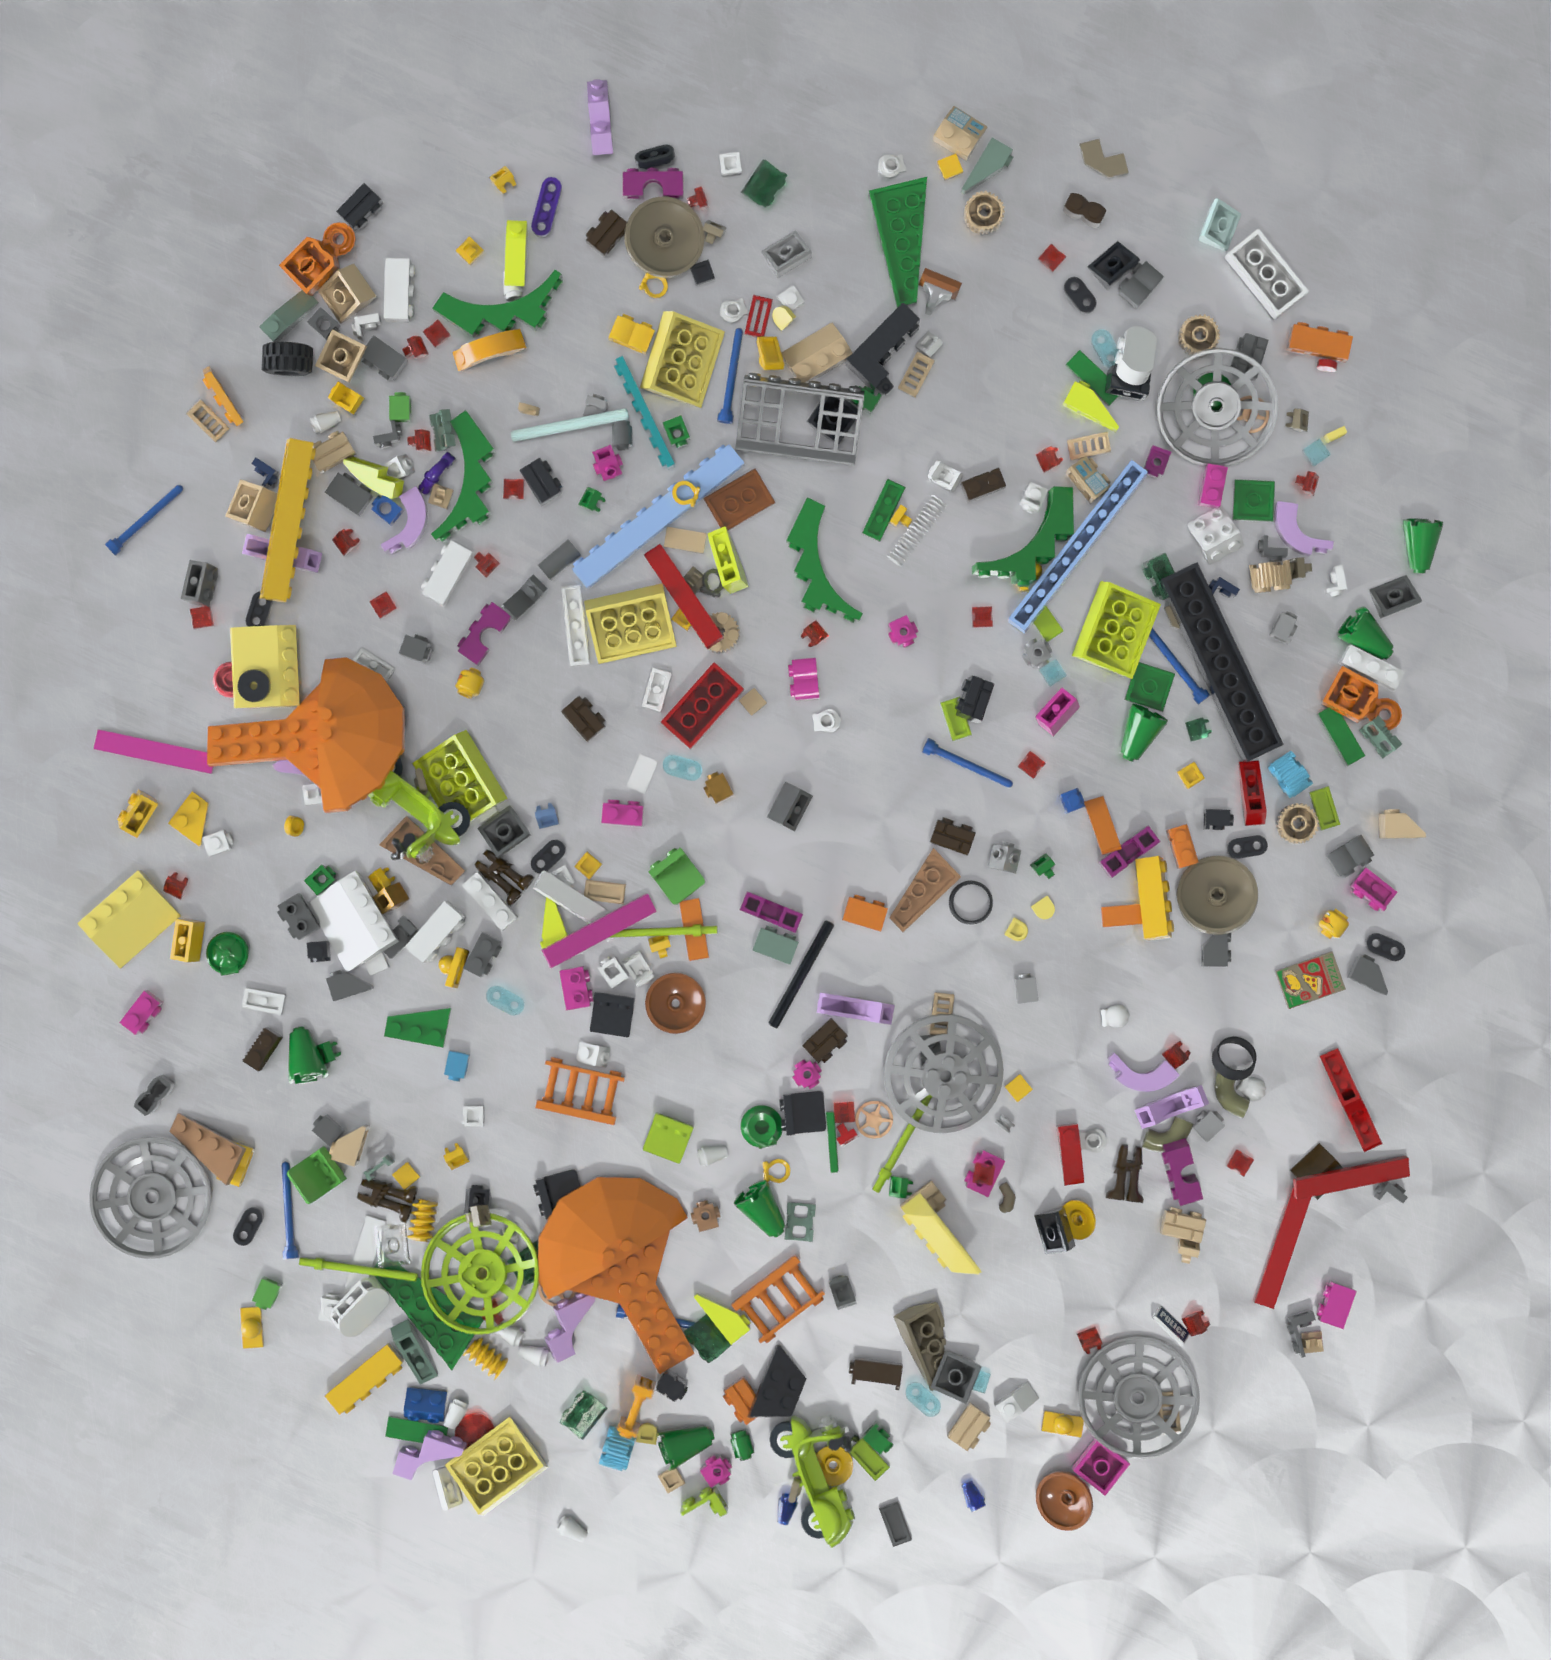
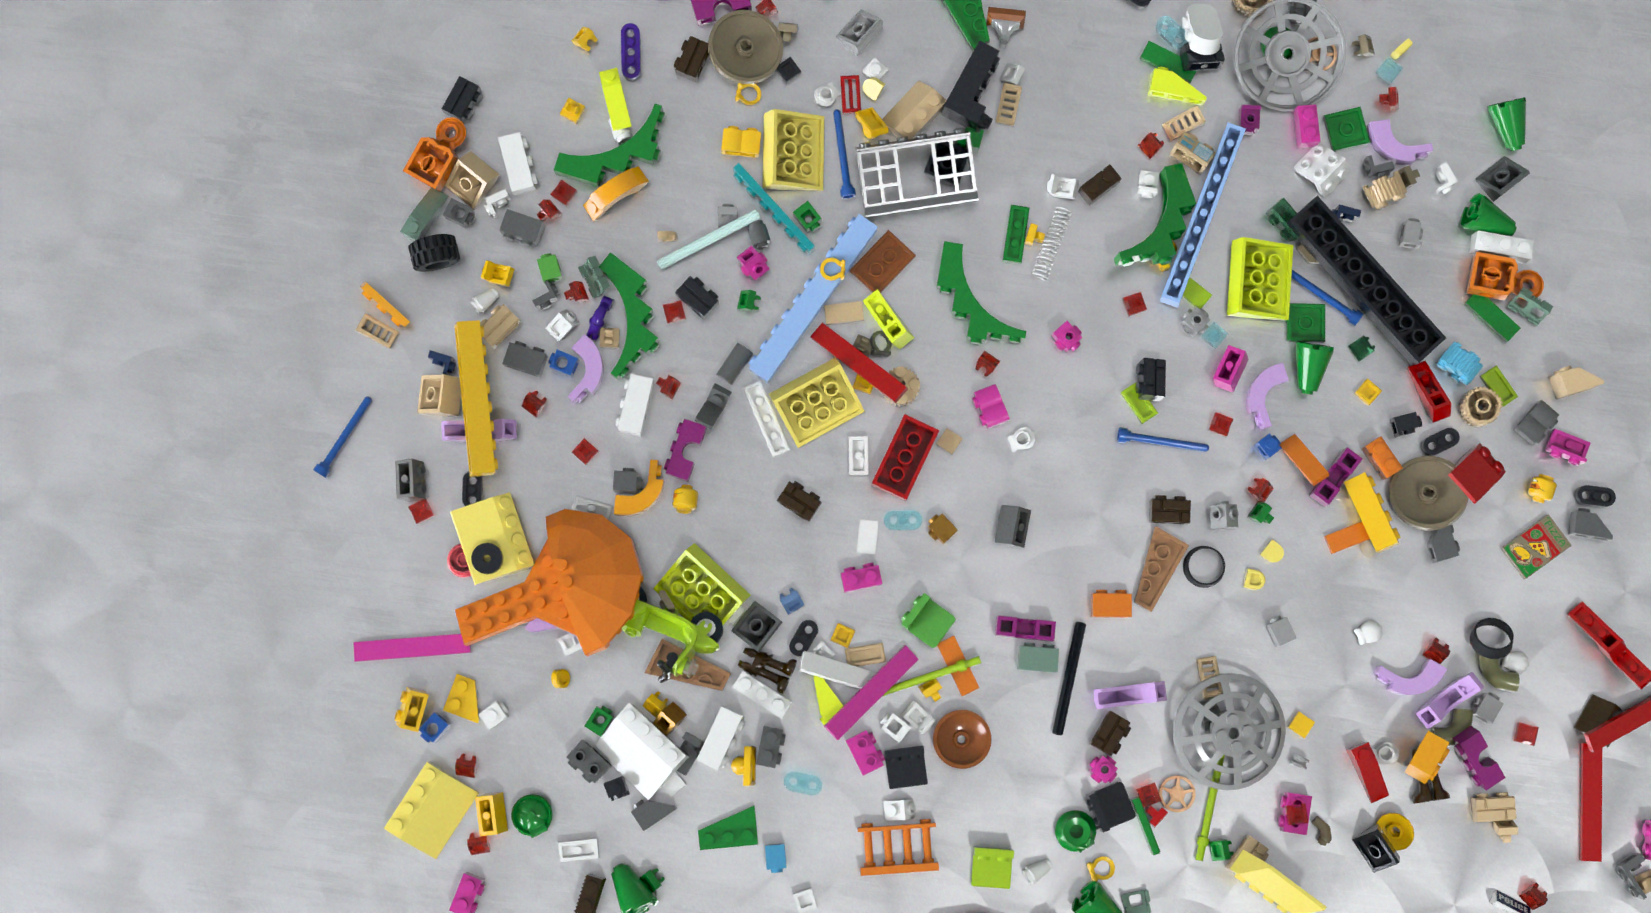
camera: 15 degrees left, 5 degrees down
(163, 838) = (442, 725): none -> blue brick
(166, 967) = (478, 845): none -> clear red tile
(340, 356) = (482, 236): tan slope -> none
(375, 477) = (544, 336): neon yellow slope -> none
(430, 671) = (646, 498): none -> light orange arch
(1051, 843) = (1262, 489): none -> clear red tile
(1091, 733) = (1257, 392): none -> lavender arch
(1128, 1156) = (1427, 756): none -> light orange brick
(1270, 889) = (1477, 472): none -> red slope

